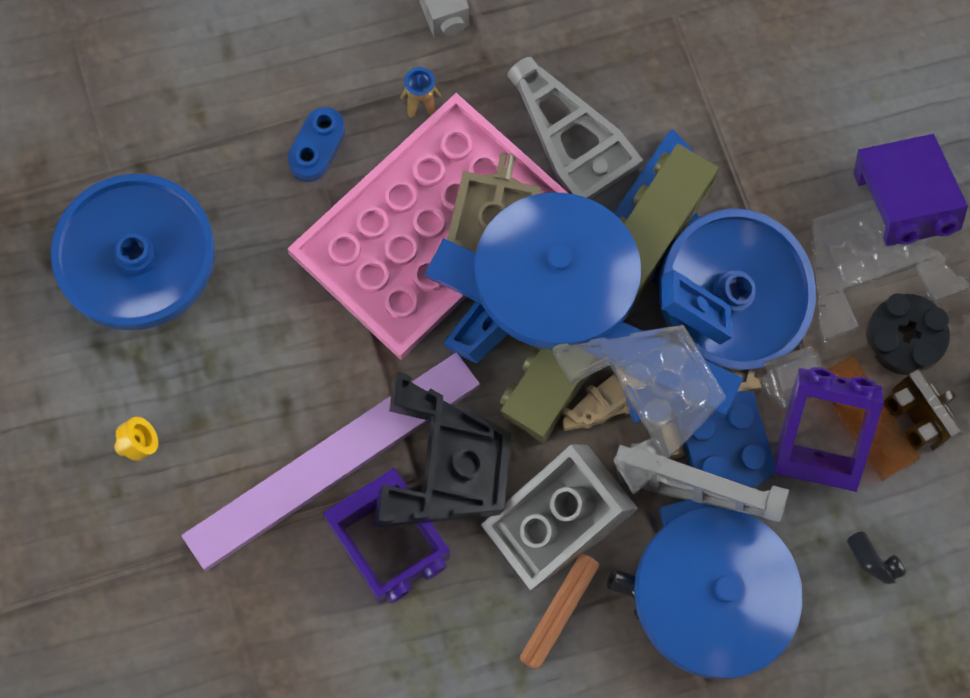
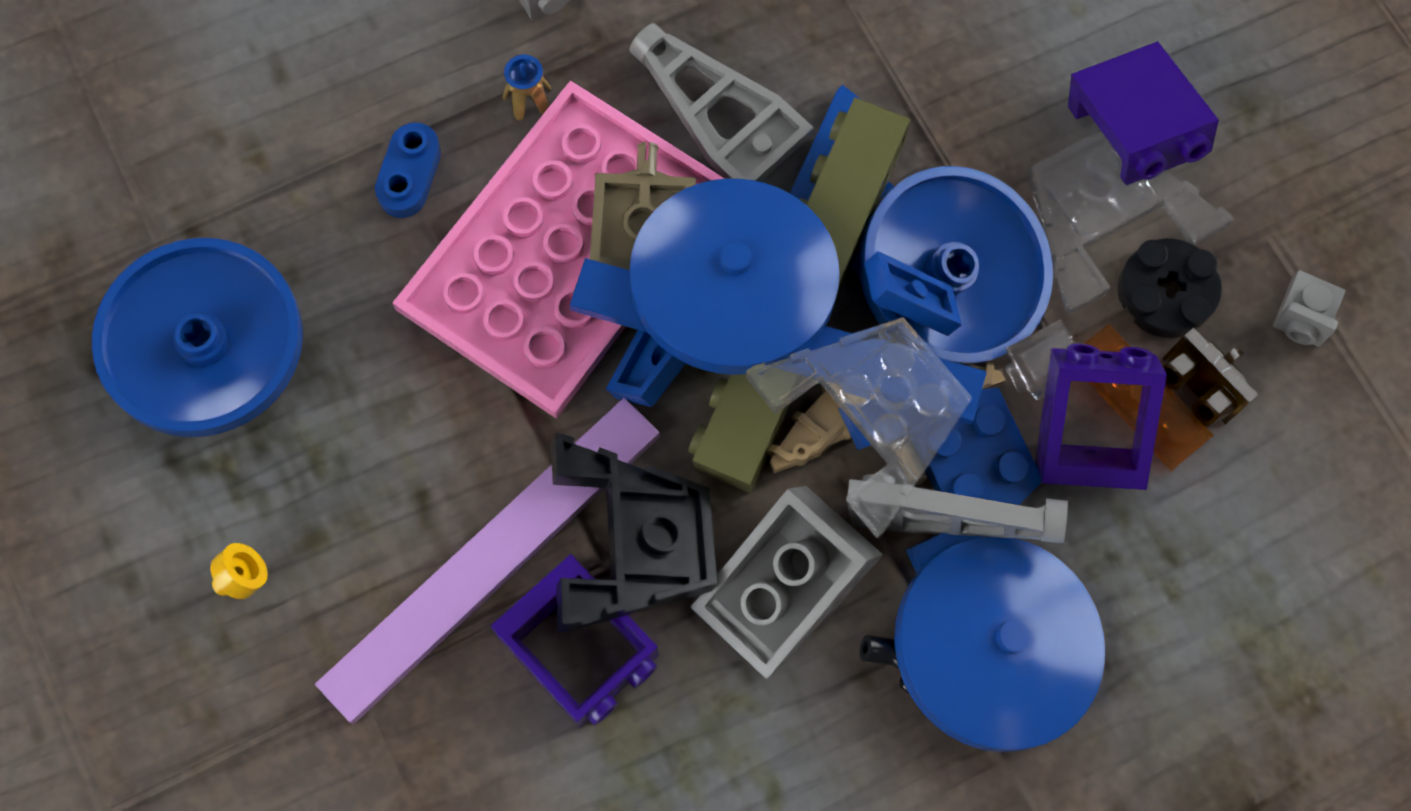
camera: 10 degrees left, 0 degrees up
(559, 611) = (806, 700): nougat axle -> none
(869, 560) = (1179, 573): black arm -> none

